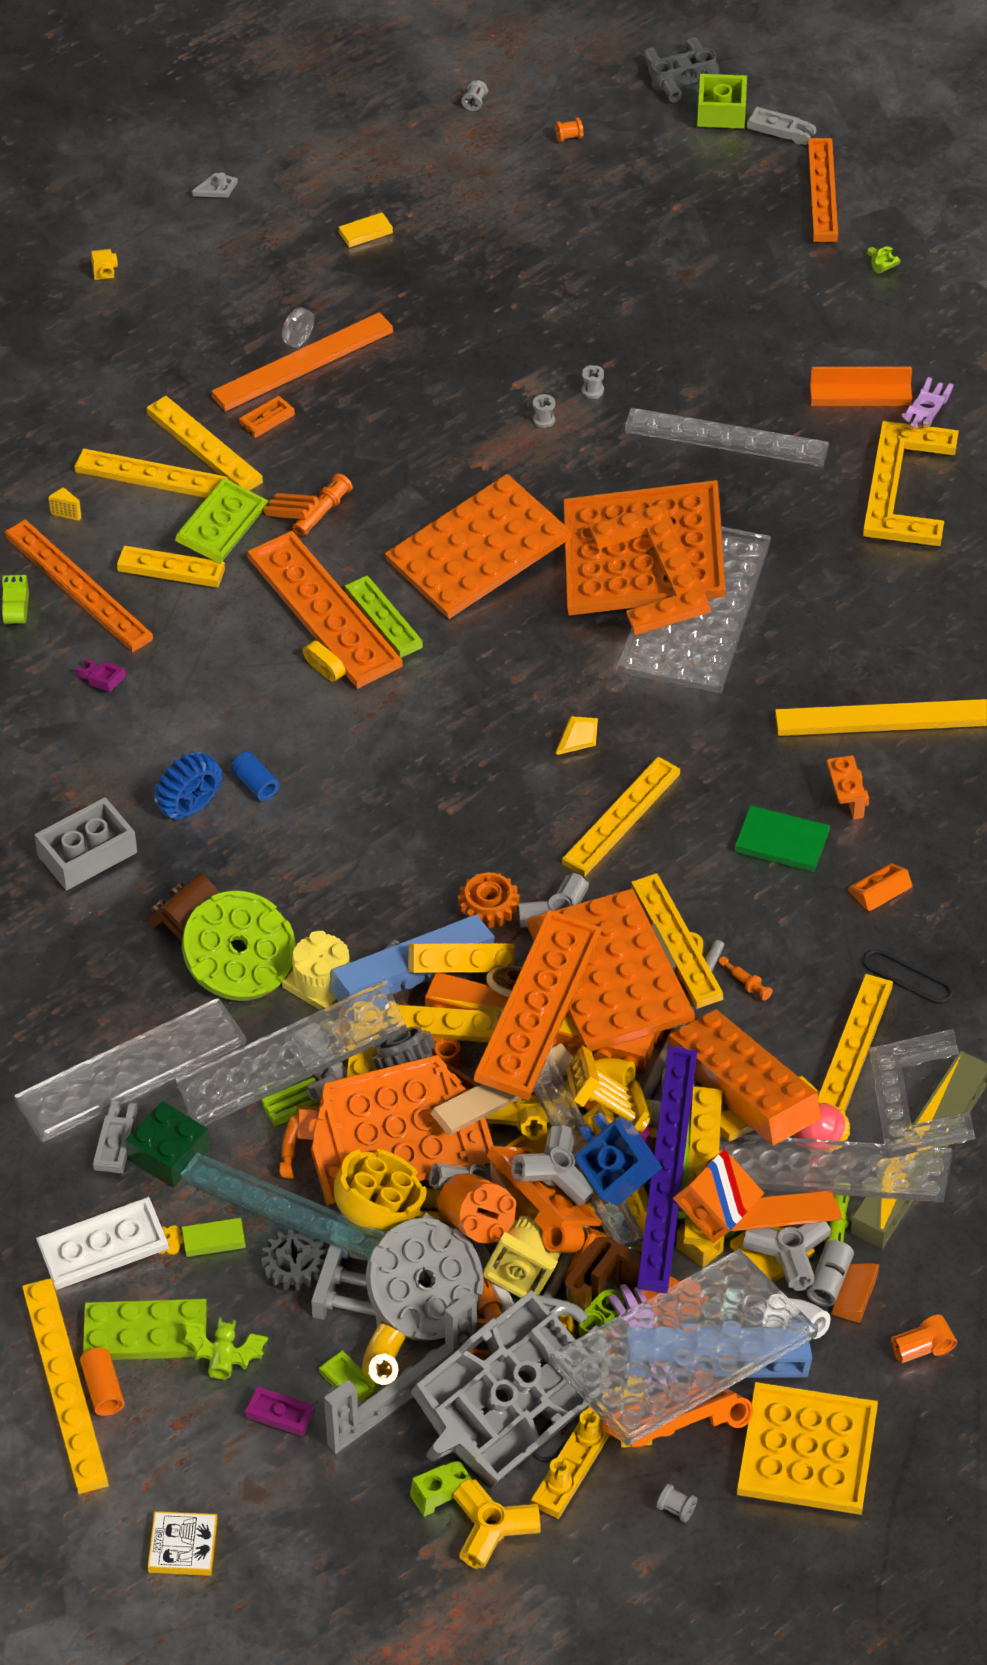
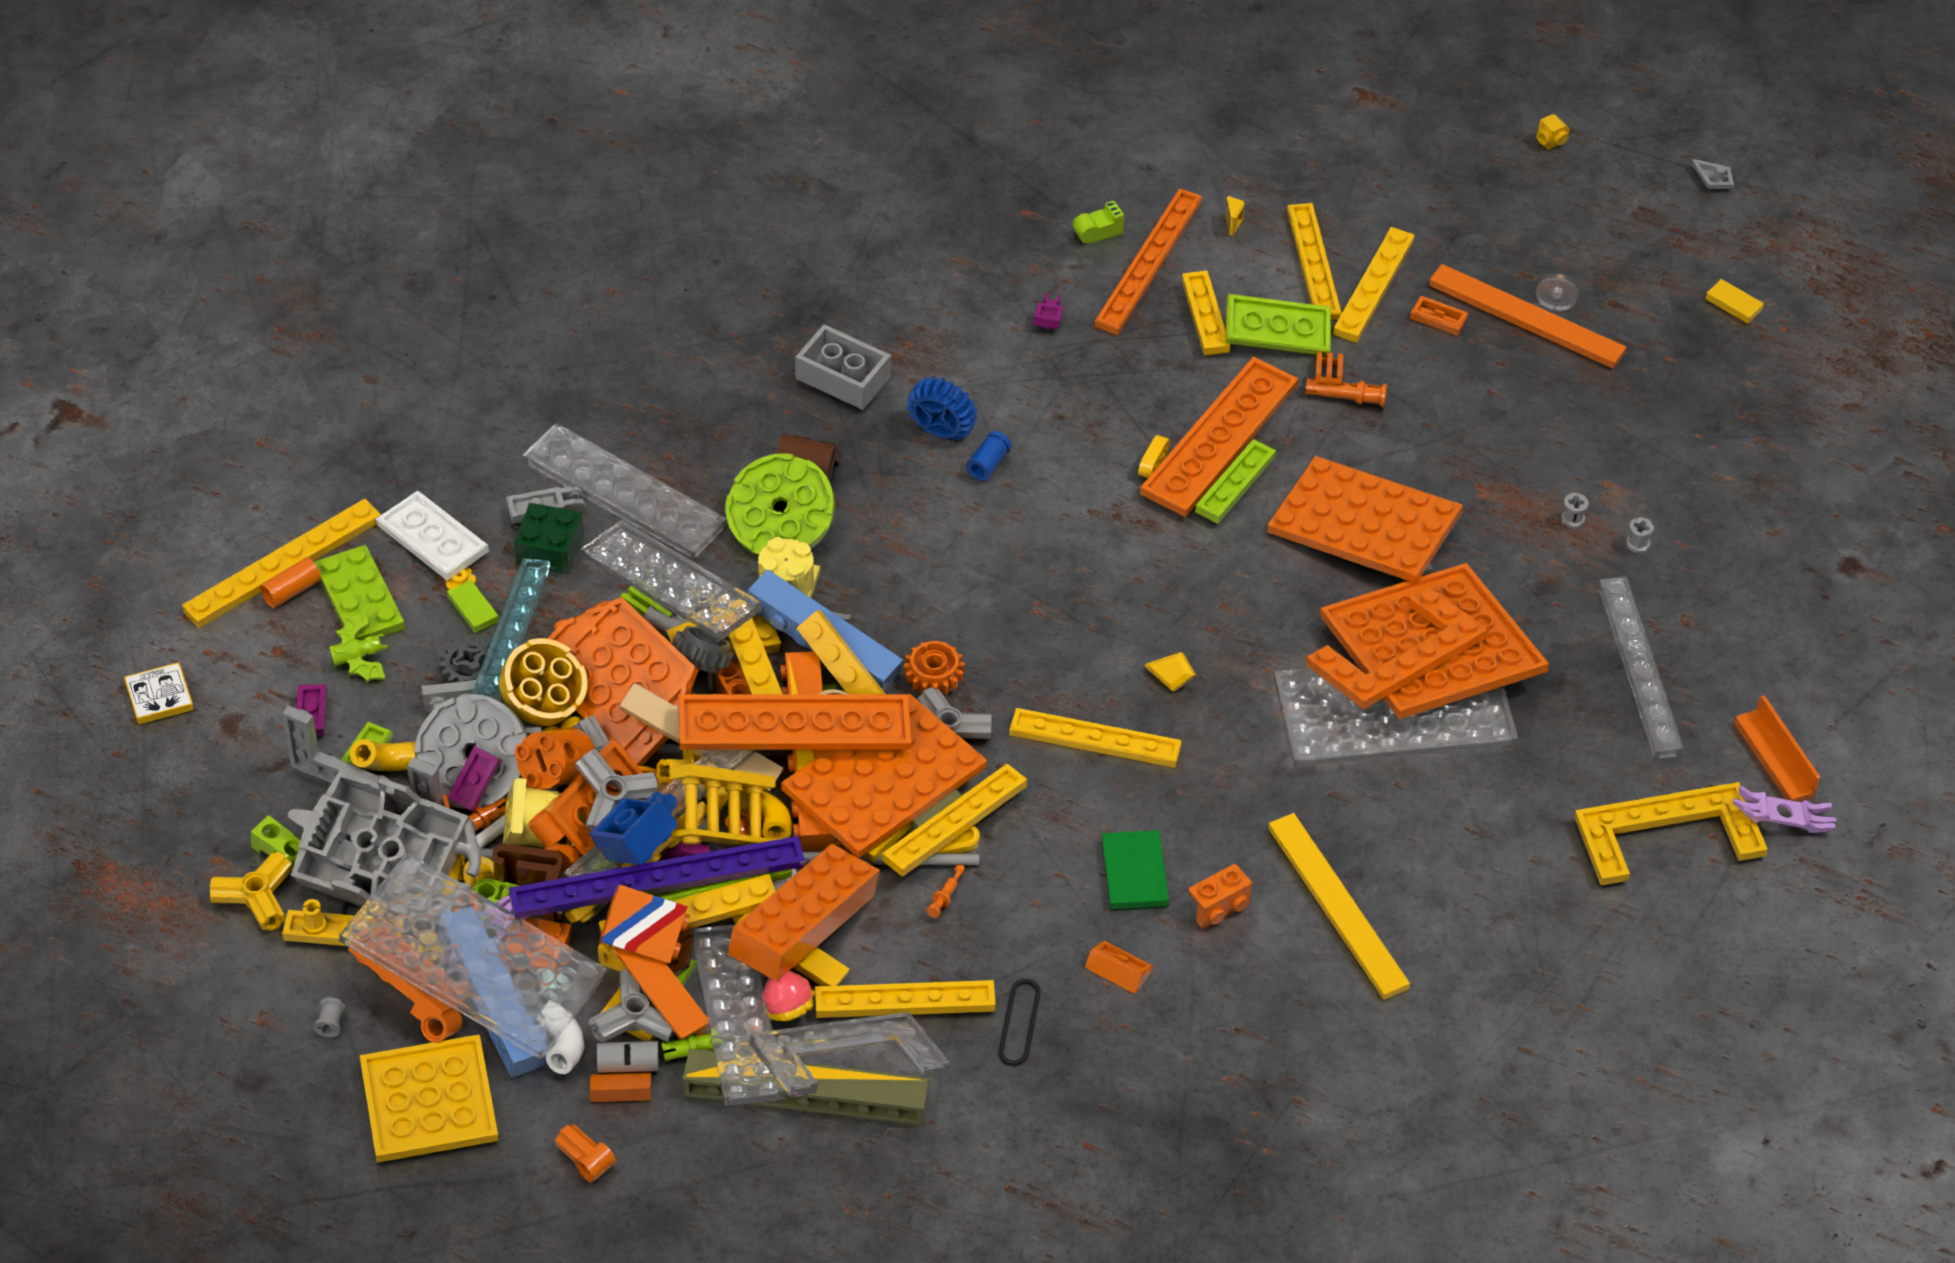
camera: 65 degrees right, 0 degrees up
(459, 1280) = (474, 778): none -> magenta plate

